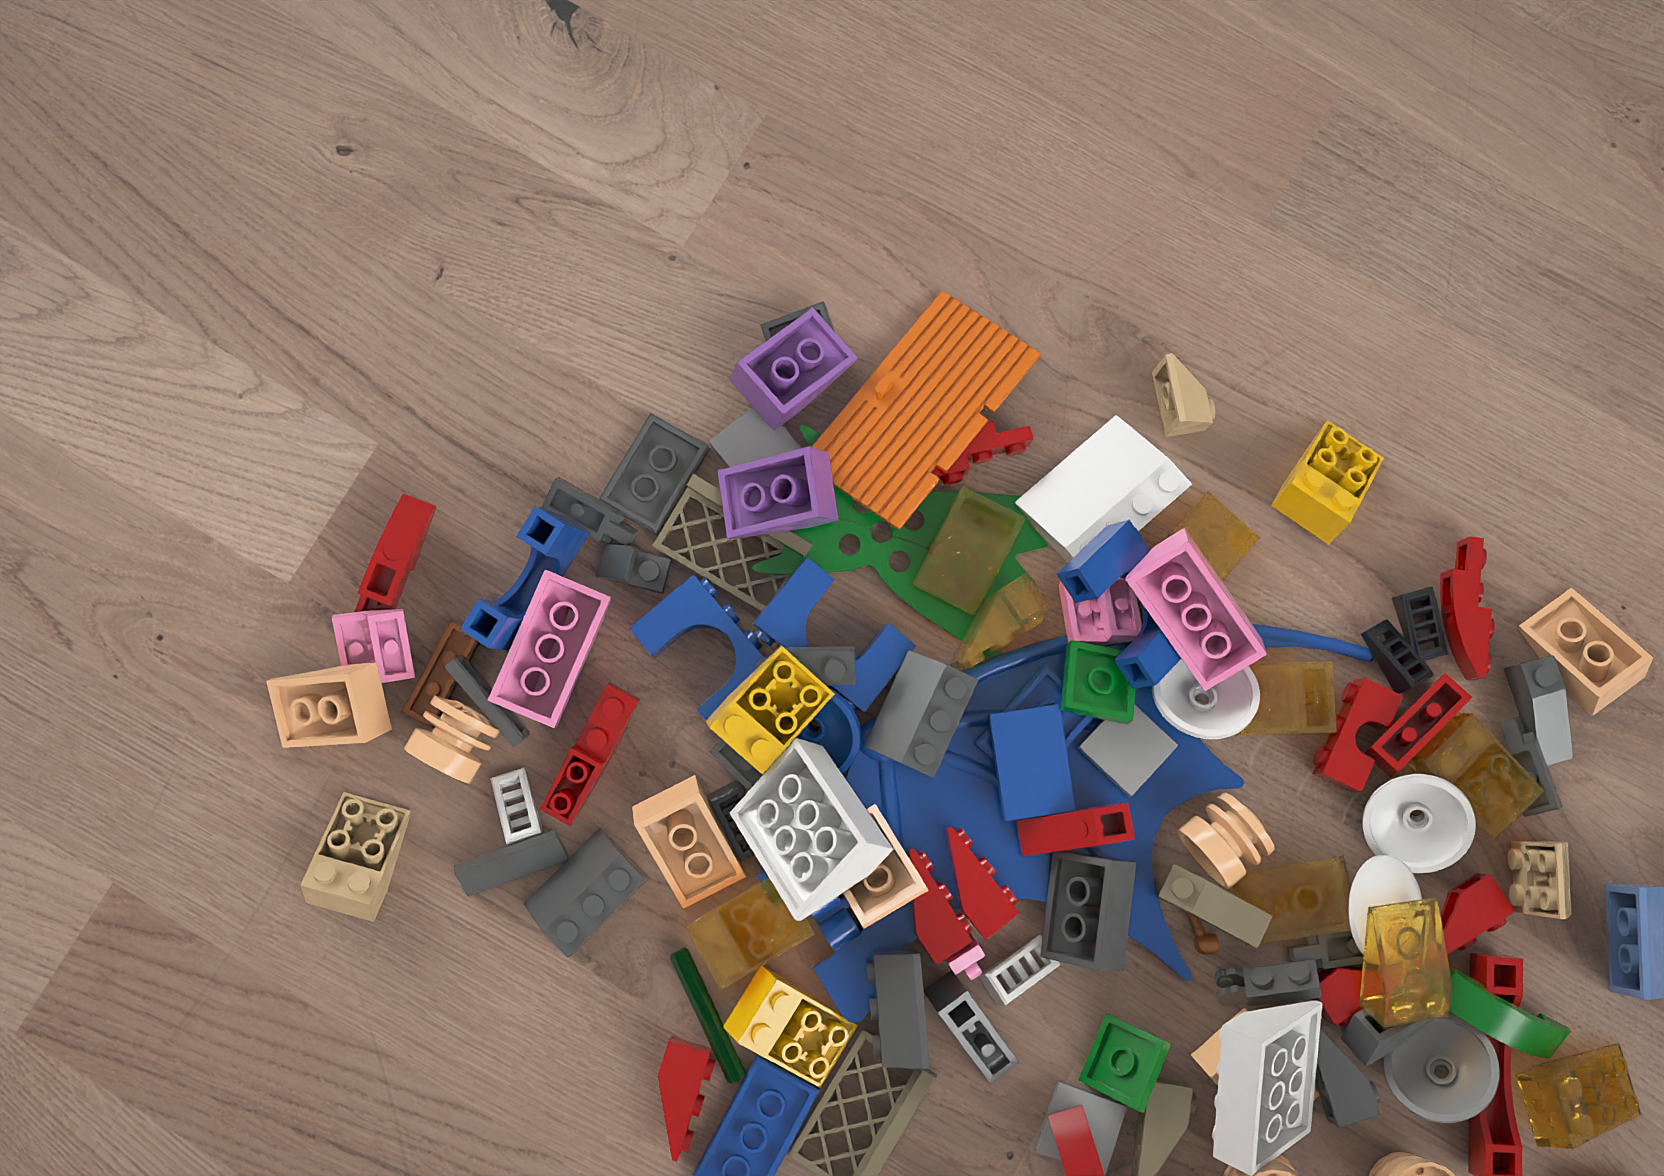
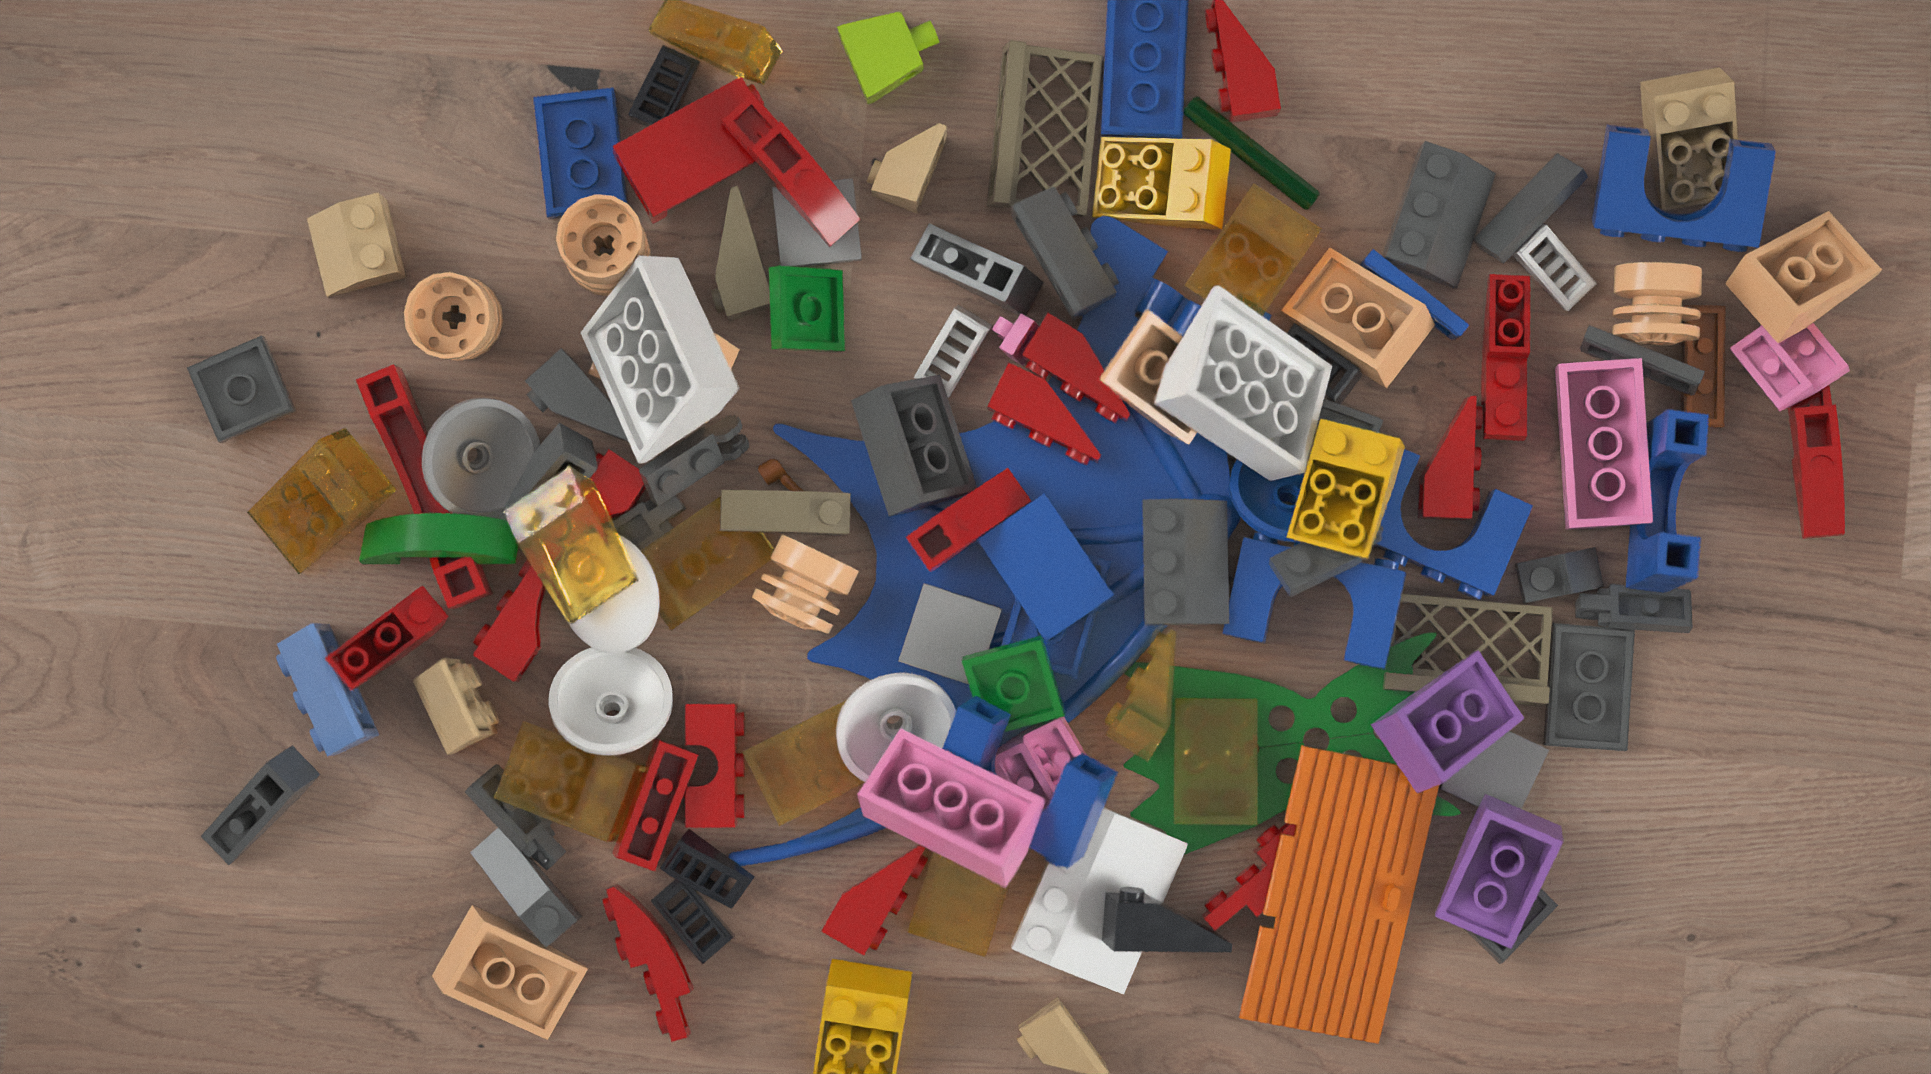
camera: 155 degrees right, 5 degrees up
(362, 777) = (1730, 218): none -> blue arch
(623, 809) = (1444, 319): none -> blue tile
(681, 683) = (1448, 479): none -> red slope
(987, 1138) = (908, 169): none -> tan slope
(1077, 452) = (1144, 924): none -> black slope
(1286, 571) = (864, 907): none -> red slope
(1583, 956) = (388, 638): none -> red slope

